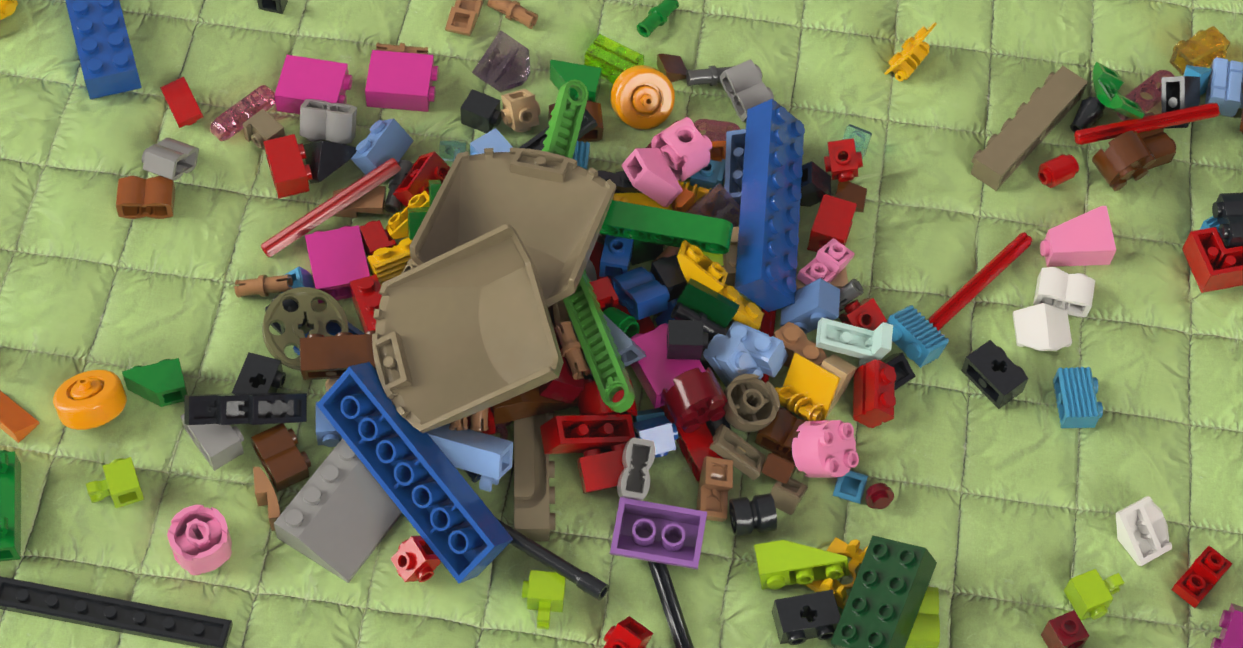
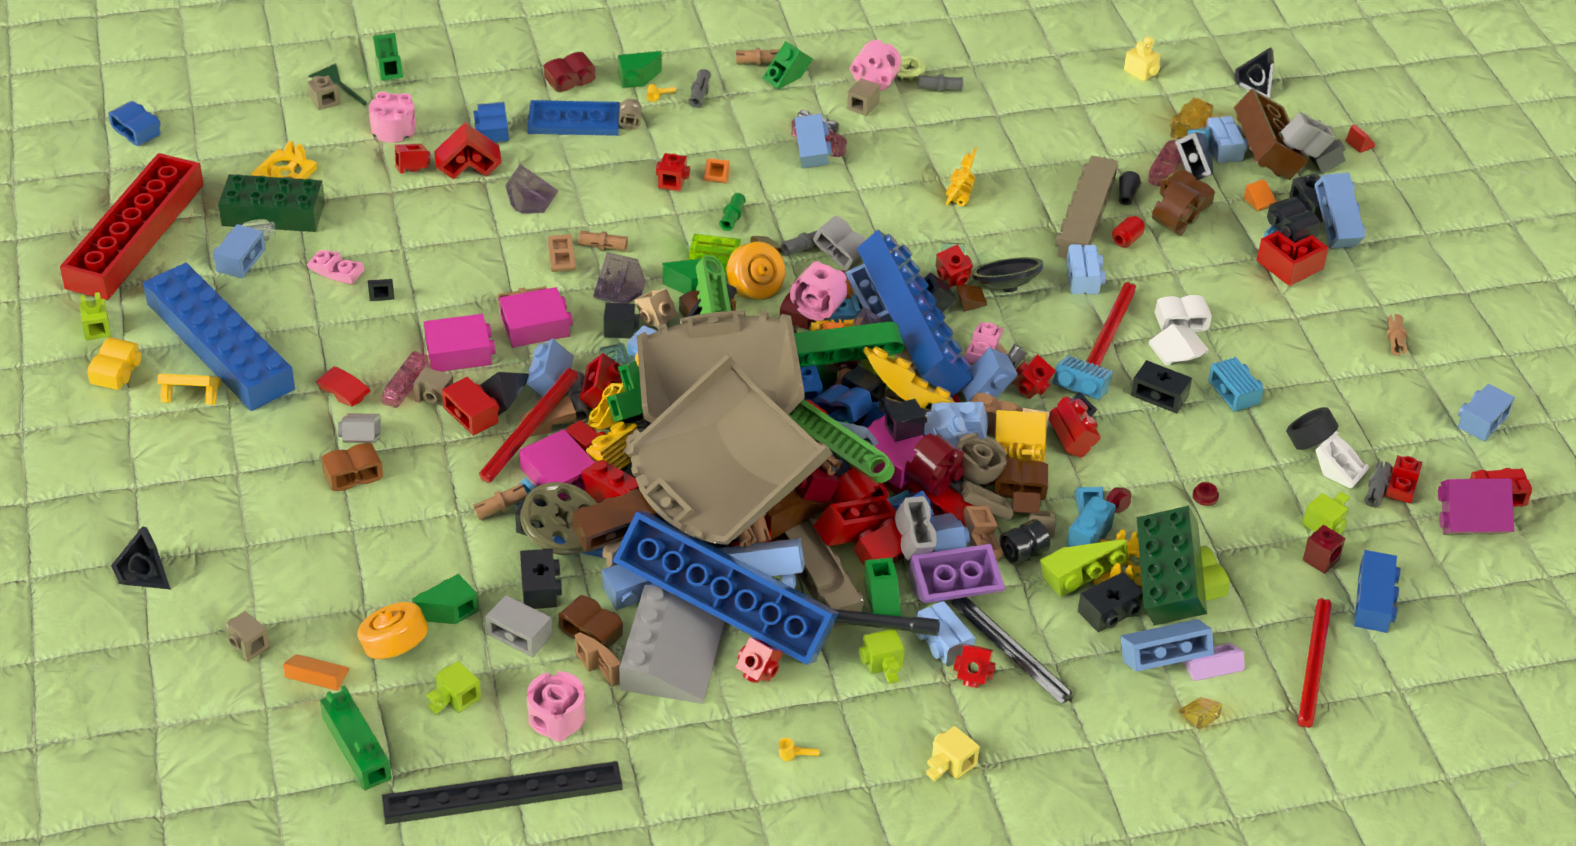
camera: 20 degrees left, 15 degrees down
(41, 52) = (168, 380): none -> yellow piece
(245, 408) = (545, 589): black slope -> none
(328, 121) = (486, 360): light grey brick -> none
(579, 521) = (882, 586): none -> green slope
(622, 595) = (951, 636): none -> light blue brick
(652, 175) = (804, 314): bright pink slope -> none
(671, 479) = (949, 532): none -> medium blue brick
(705, 300) = (904, 389): dark green tile -> none
(825, 449) = (1060, 471): bright pink brick -> none
(830, 520) = (1092, 523): none -> dark azure brick
(831, 222) = (969, 311): red piece -> none
(854, 340) = (1041, 390): light aqua bracket -> none
(900, 181) = (1008, 273): none -> black dish
(975, 521) = (1205, 494): none -> dark red plate
(986, 202) = (1084, 269): none -> light blue brick
(1080, 241) = (1176, 274): bright pink slope -> none
(1106, 87) = (1155, 167): green slope -> none
(1127, 484) = (1312, 428): none -> black tyre
(1147, 123) = (1182, 175): red axle -> none
(1169, 573) = (1378, 484): none -> dark grey pin
(1227, 169) = (1259, 195): none -> orange slope

